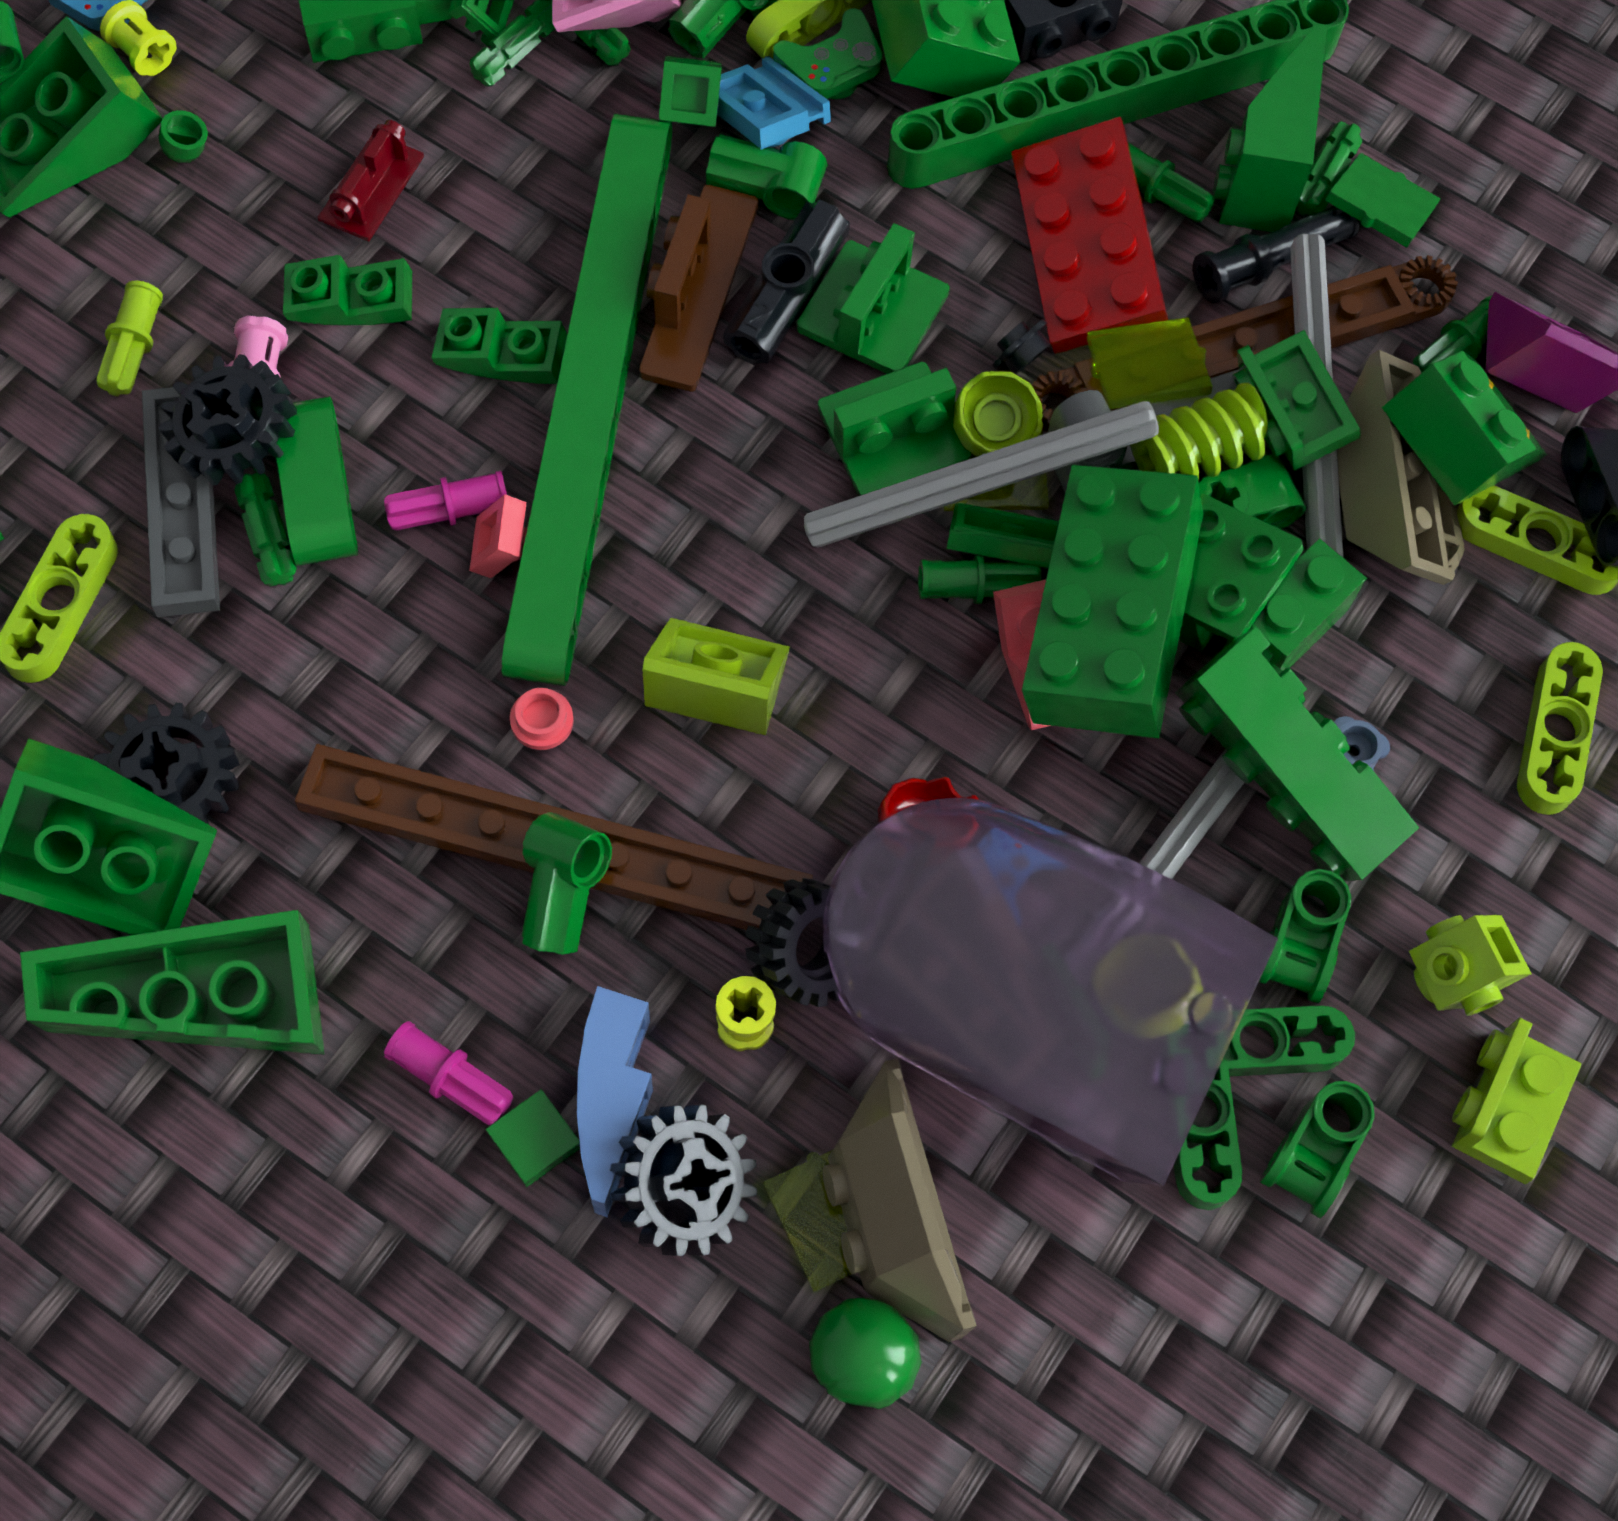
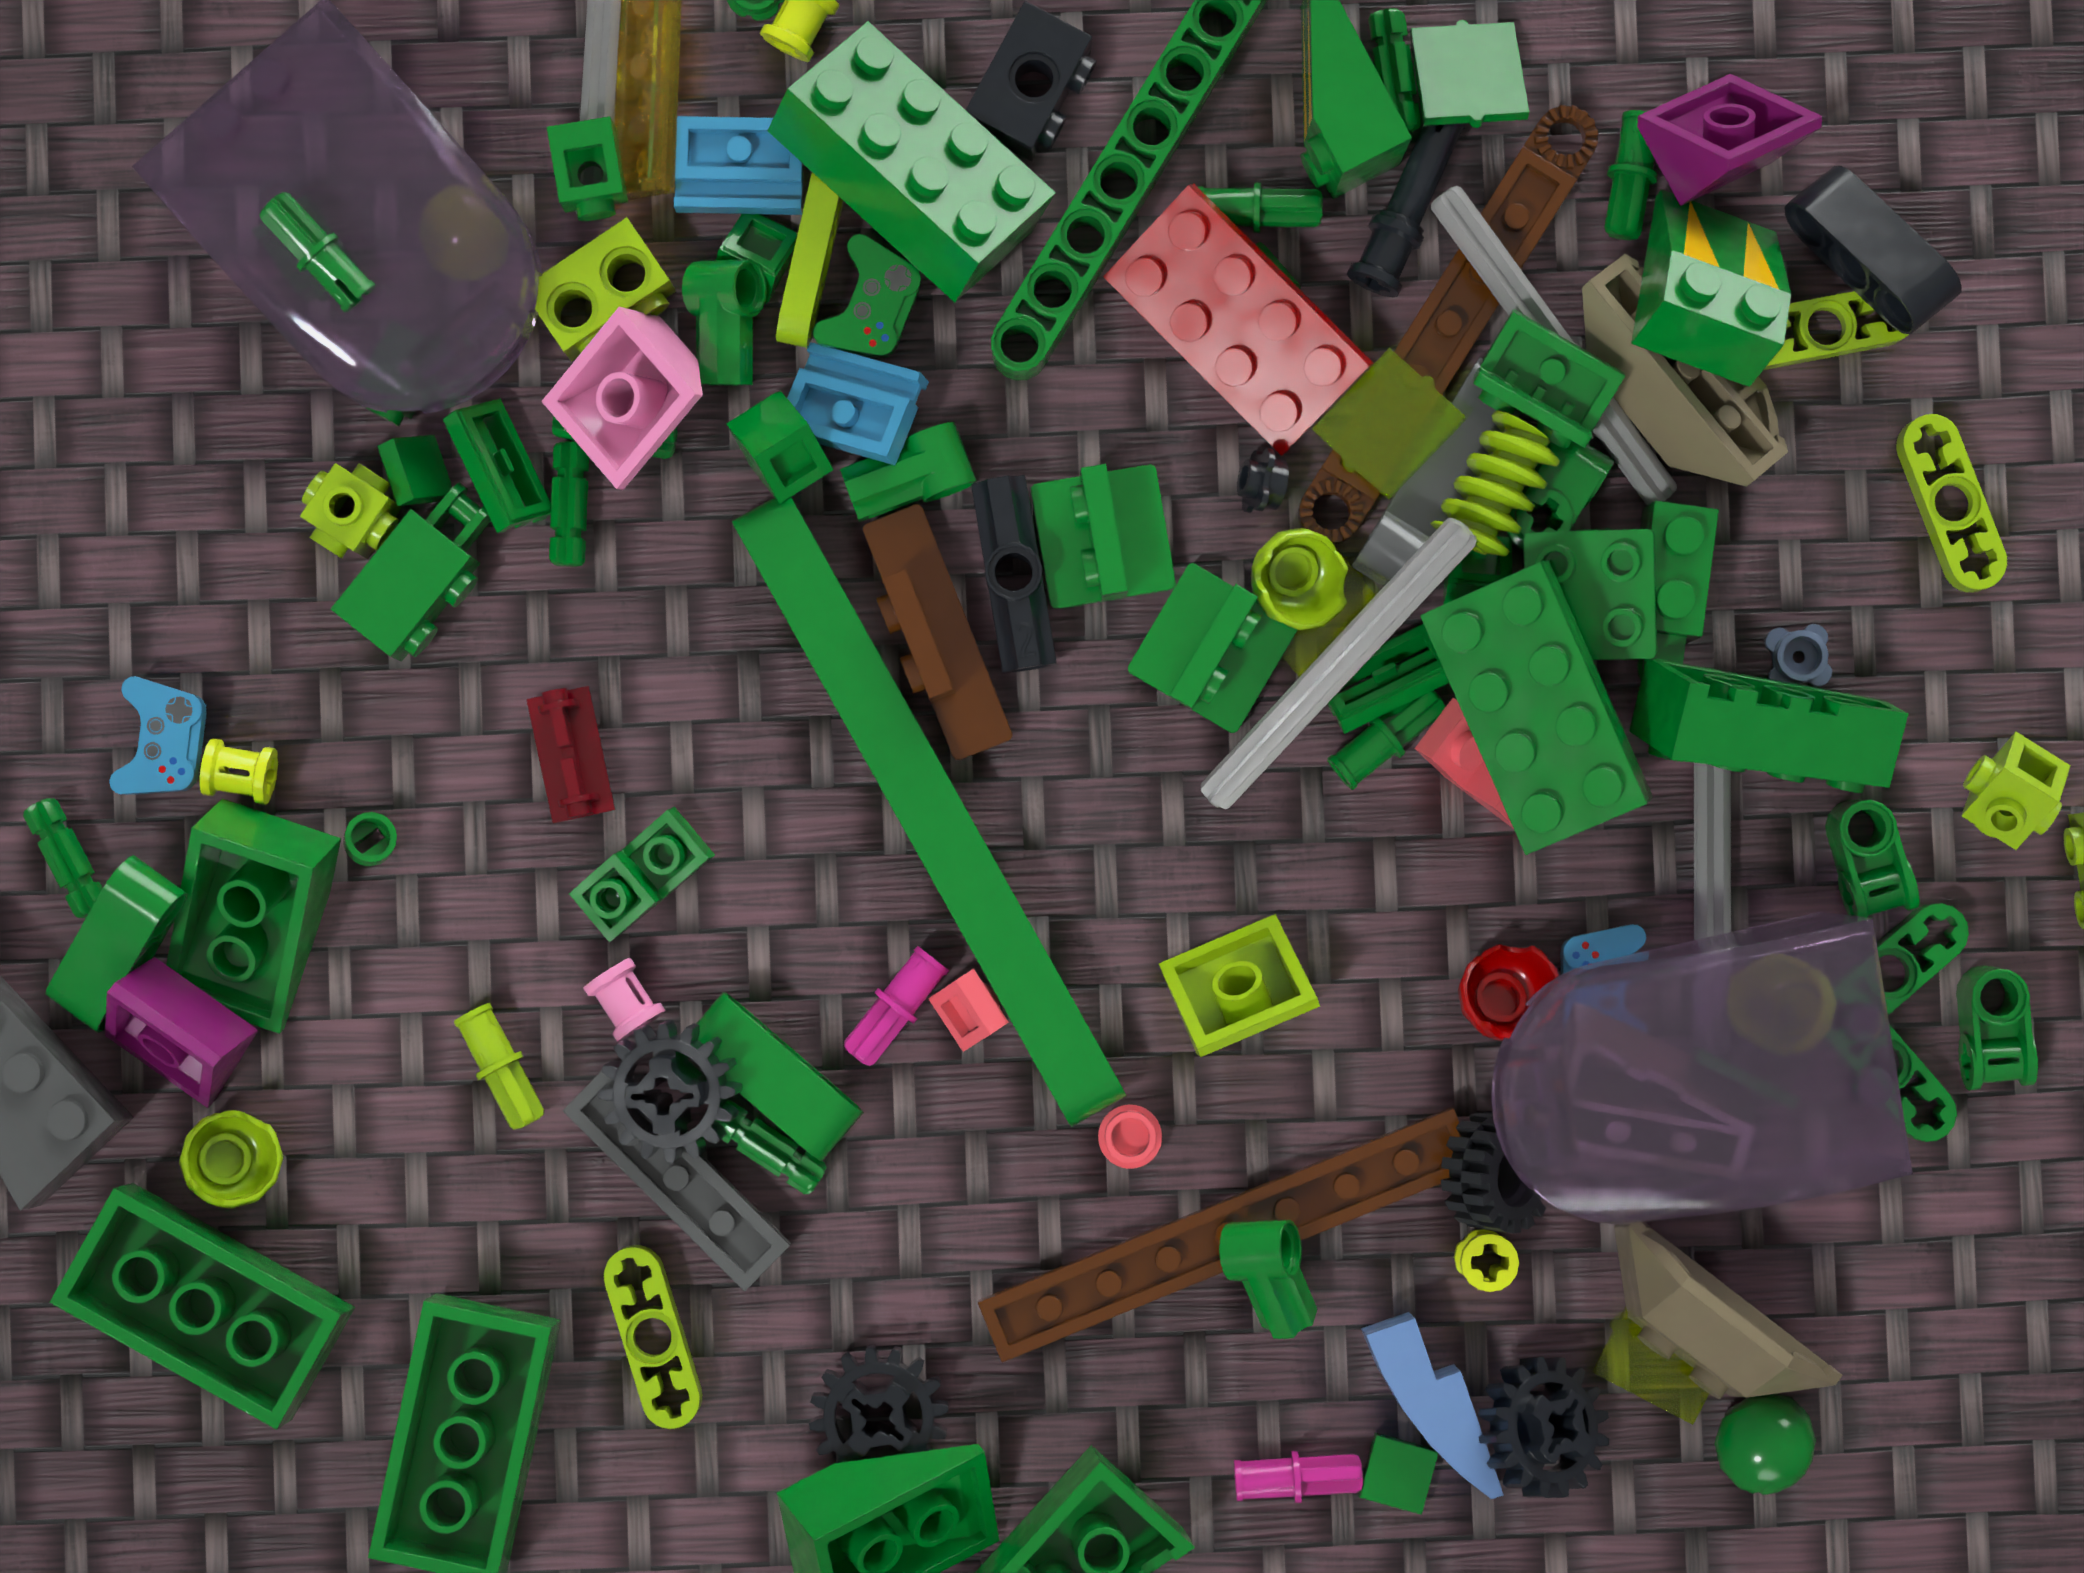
camera: 30 degrees left, 20 degrees up
(489, 347) = (814, 824): green slope -> none

